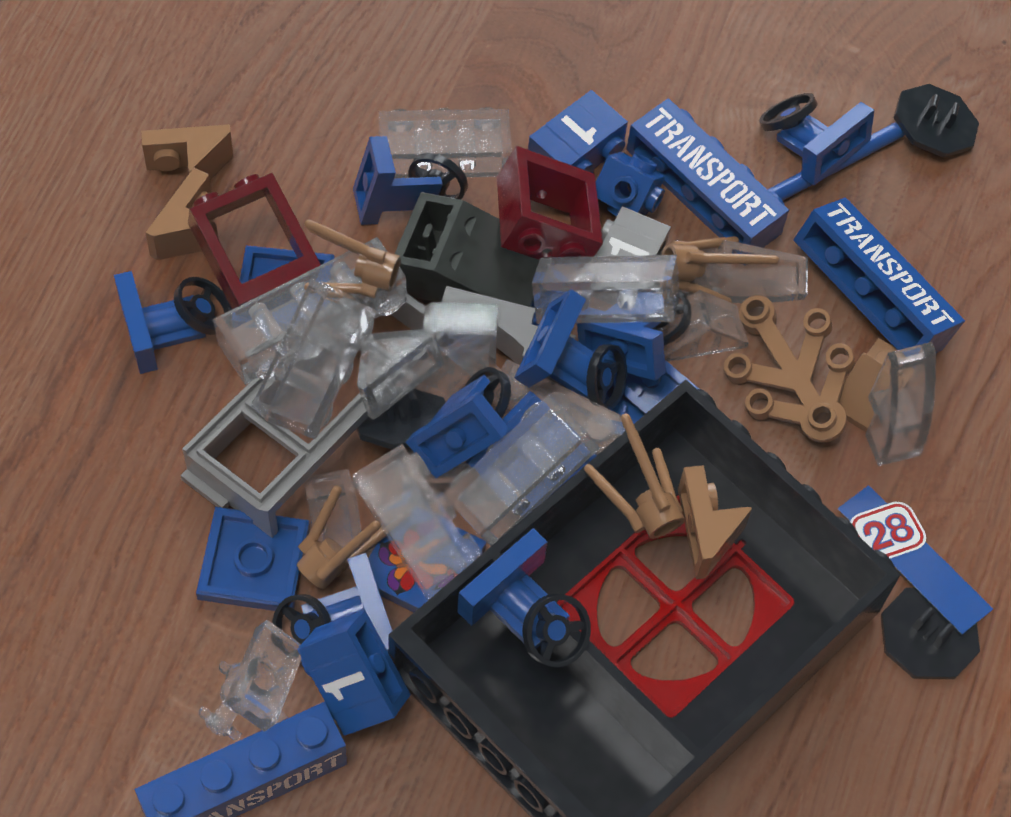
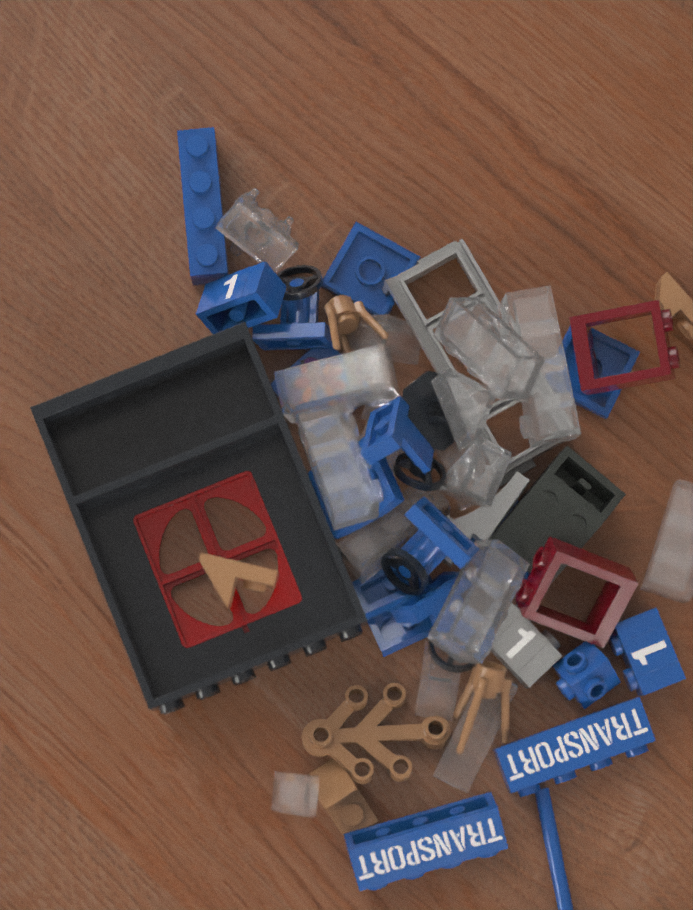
camera: 115 degrees right, 20 degrees up
(169, 321) = (593, 267): blue piece -> none
(374, 266) = (544, 415): medium nougat plant -> none
(379, 191) = (644, 514): blue piece -> none
(523, 604) = (222, 422): blue piece -> none
(658, 507) = (260, 544): medium nougat plant -> none
(819, 145) = (585, 856): blue piece -> none
(900, 536) = (211, 755): blue sticker -> none
(924, 640) = (126, 743): black piece -> none

